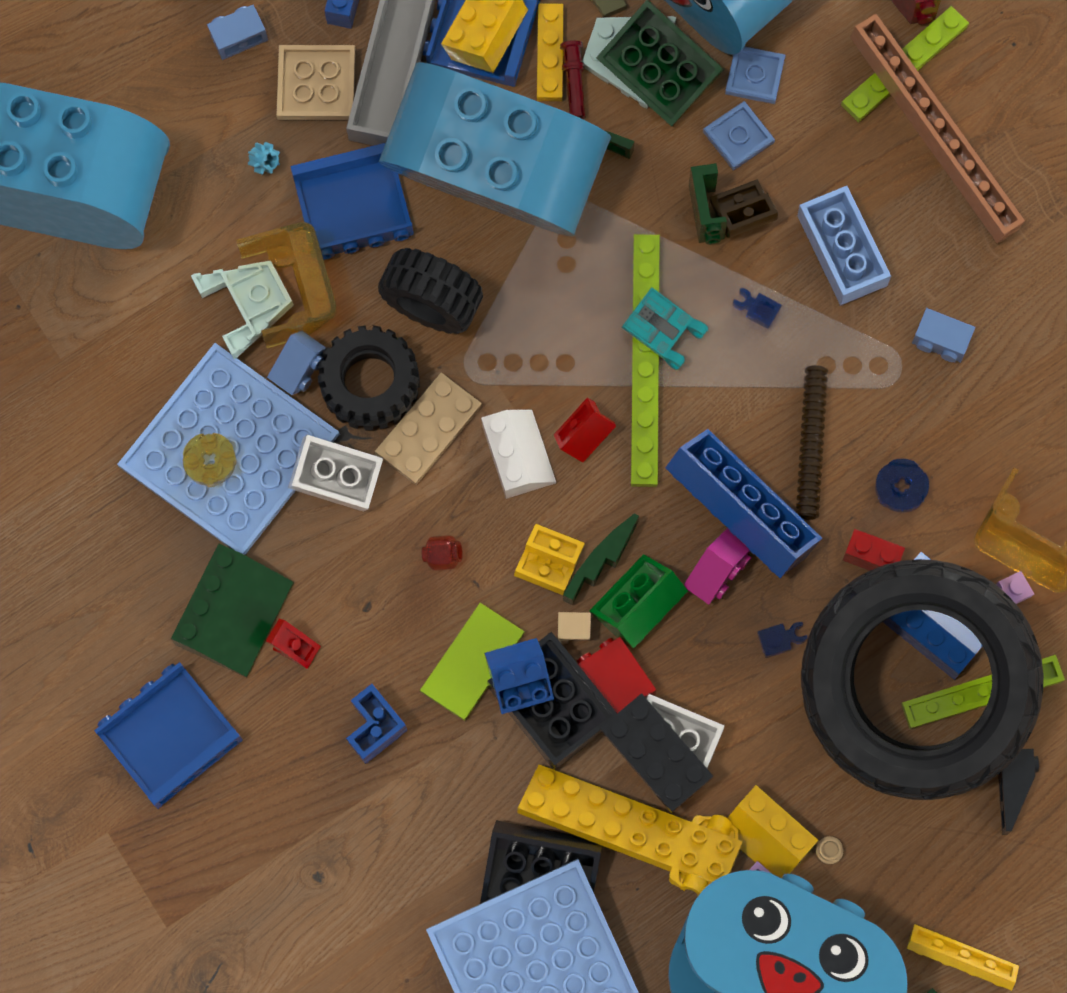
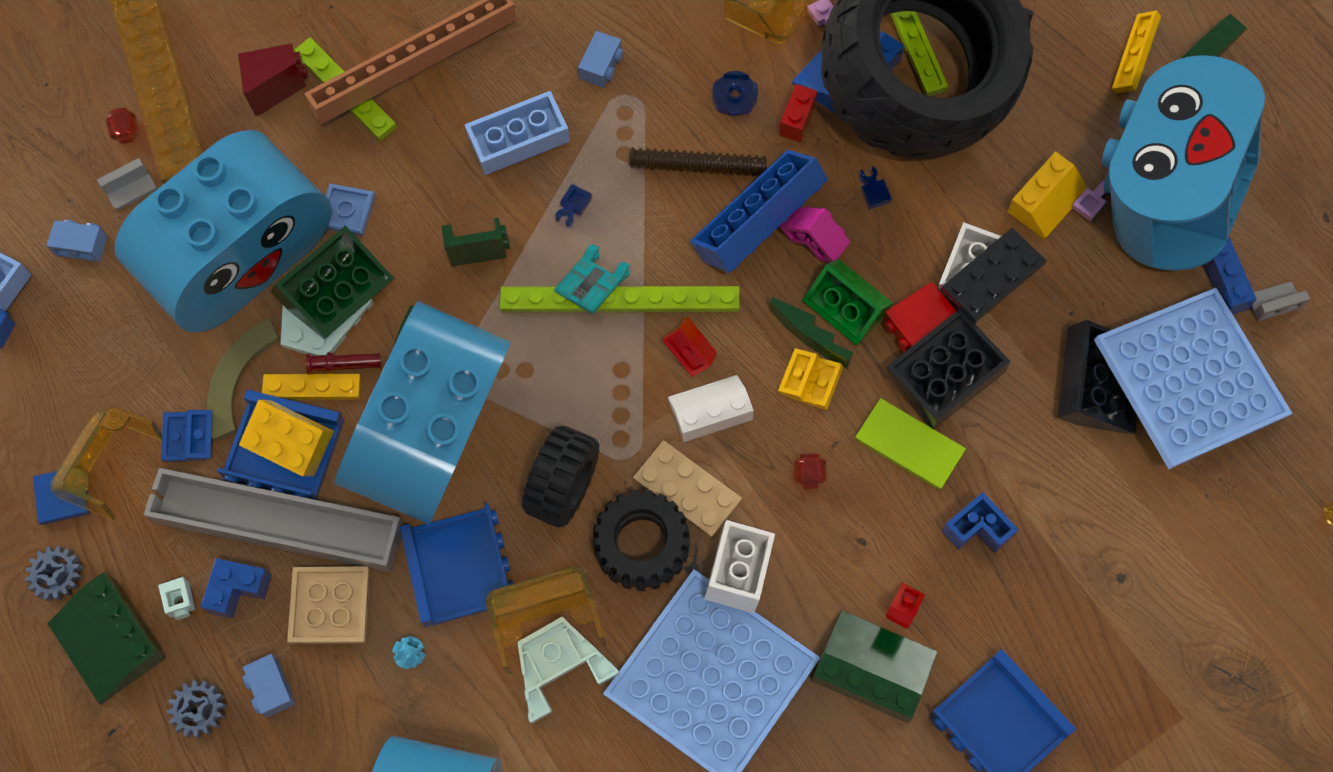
camera: 90 degrees left, 5 degrees down
(209, 474) = (725, 675): clear yellow plate -> none
(297, 363) = (627, 608): medium blue brick -> none
(519, 675) = (933, 388): blue slope -> none
(573, 626) = (876, 354): tan panel -> none
(691, 851) = (1072, 250): yellow piece -> none
(738, 135) = (405, 223): medium blue tile -> none
(744, 208) = (477, 210): dark brown brick -> none
(829, 850) = (1058, 146): tan plate -> none

